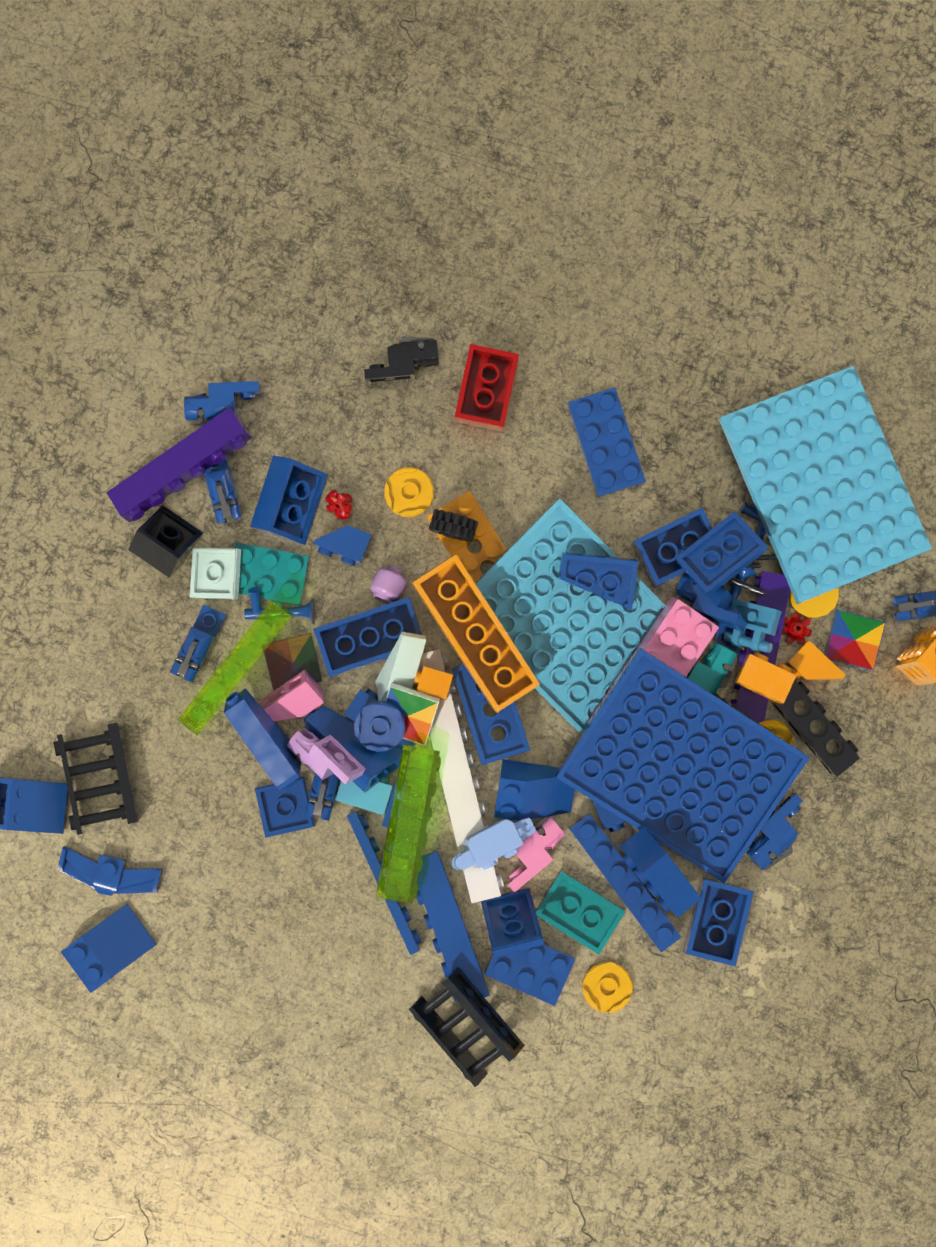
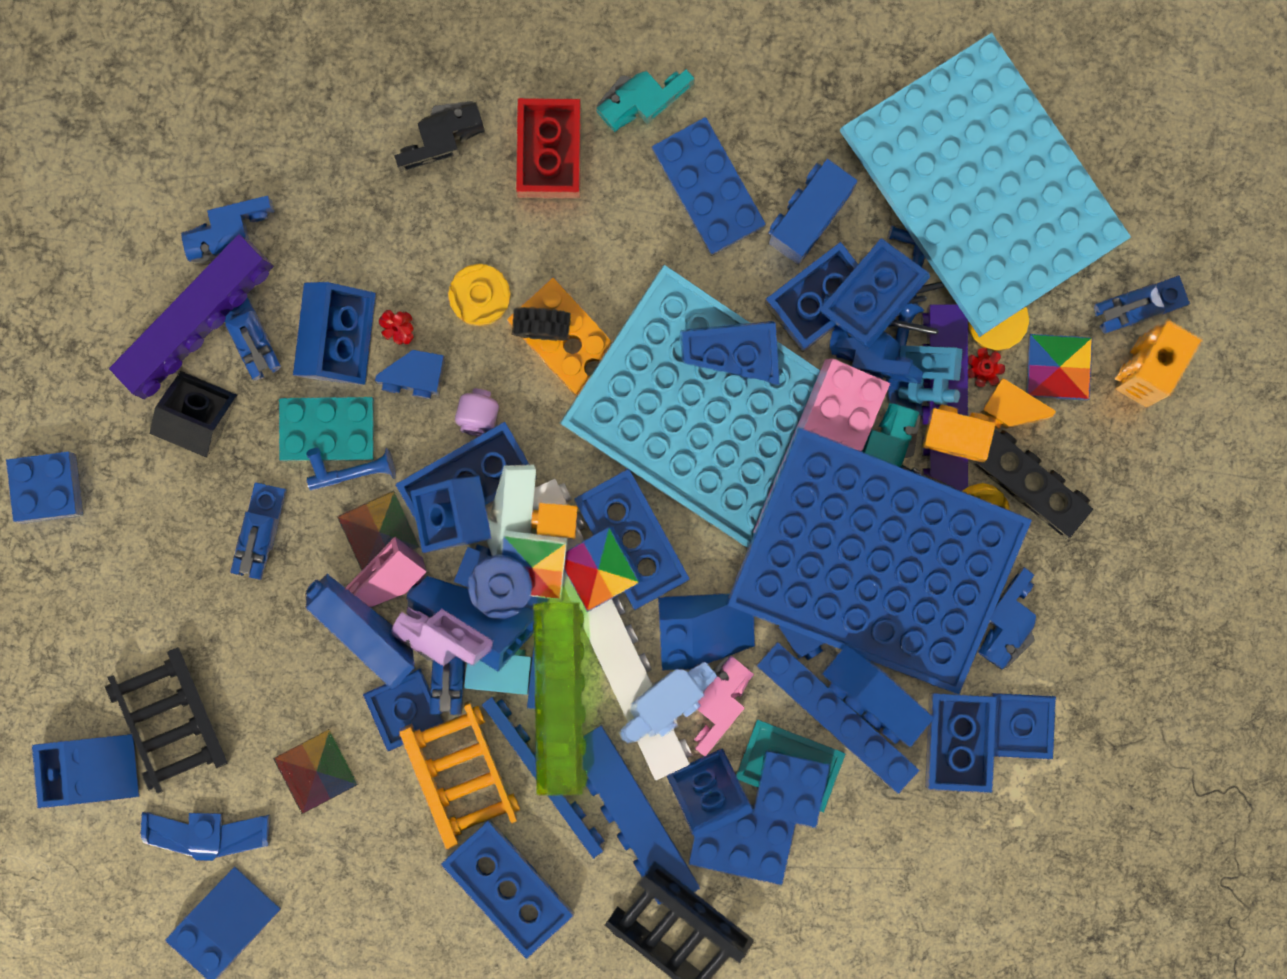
camera: 10 degrees left, 0 degrees up
(37, 576) = (44, 487): none -> blue brick
(205, 841) = (315, 771): none -> clear smoke tile
(215, 573) = (262, 441): light aqua tile -> none
(235, 667) = (309, 550): clear neon green brick -> none
(298, 882) = (440, 798): none -> light orange fence
(332, 982) = (501, 909): none -> blue brick
(352, 661) = (450, 514): none -> blue slope
(461, 728) = (600, 569): none -> tile
(475, 633) = (594, 449): light orange brick -> none
(568, 361) = (641, 96): none -> teal plate
(577, 931) = (790, 789): none -> blue brick
(607, 987) = (842, 850): yellow tile -> none
(683, 478) = (811, 210): none -> blue brick
(771, 918) = (1024, 726): none -> blue tile

